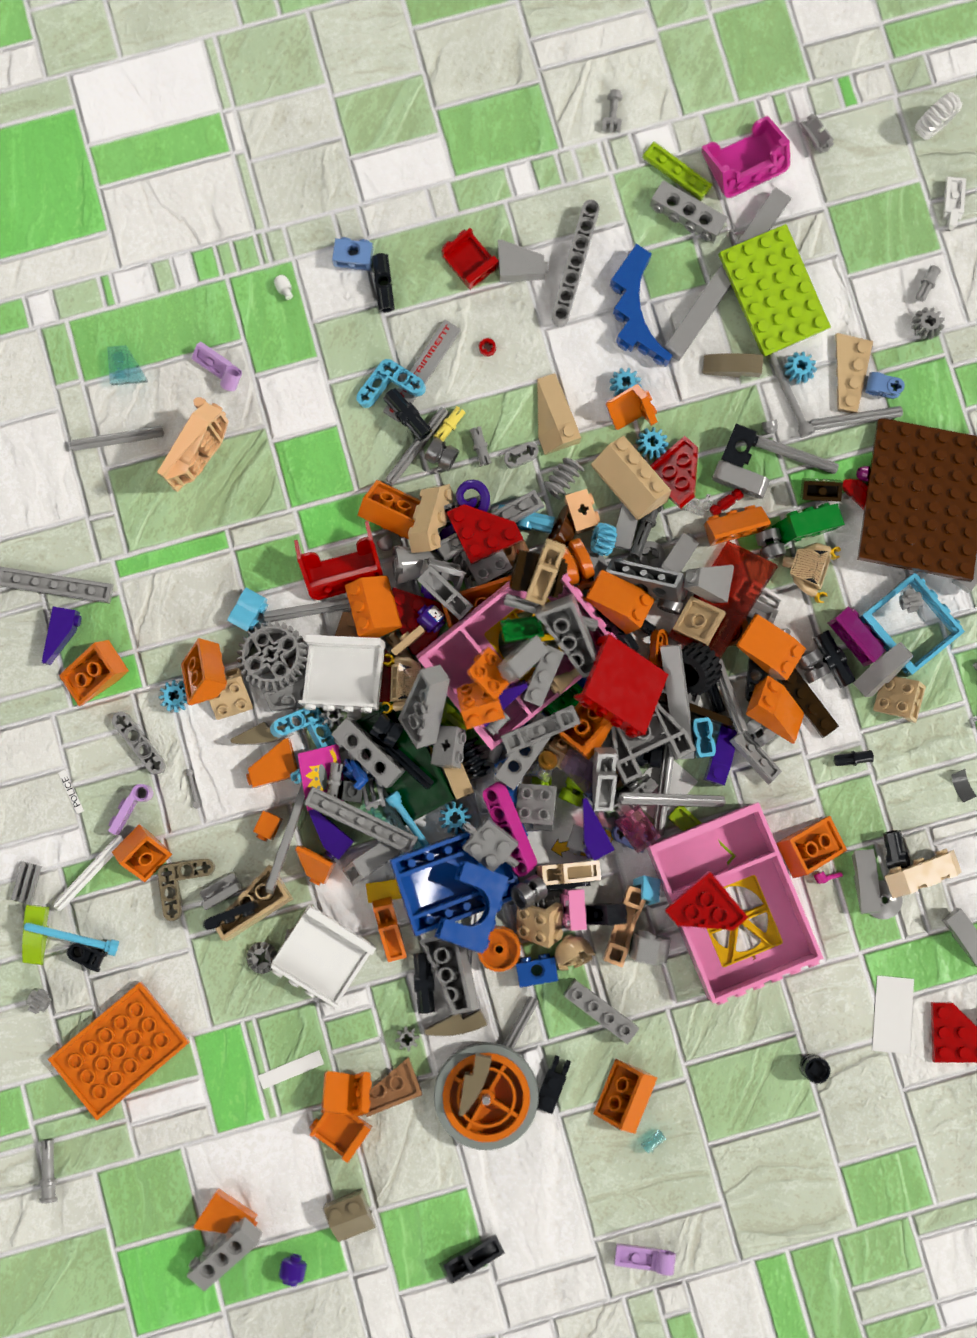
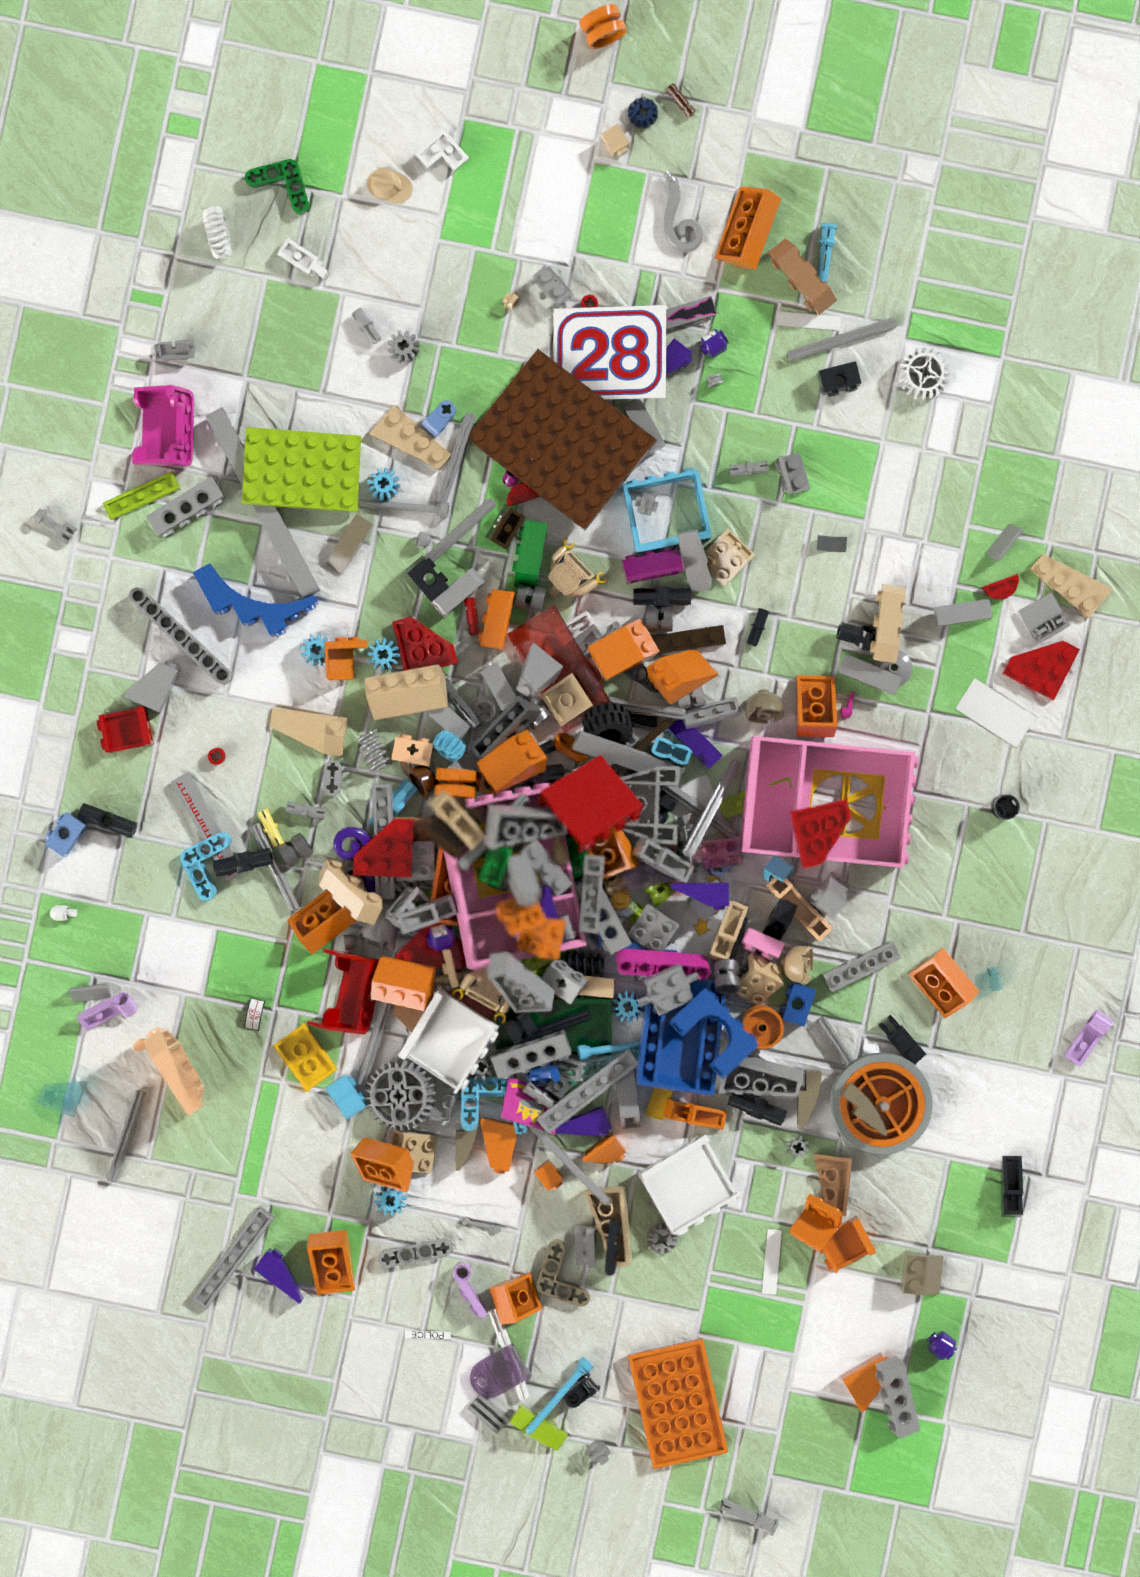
camera: 70 degrees left, 5 degrees up
(69, 874) = (500, 1371): none -> clear purple tile
(226, 344) = (90, 992): none -> light grey slope
(264, 557) = (305, 1057): none -> yellow tile
(279, 493) = (254, 1014): none -> white sticker
(786, 800) = (764, 707): none -> dark tan cylinder

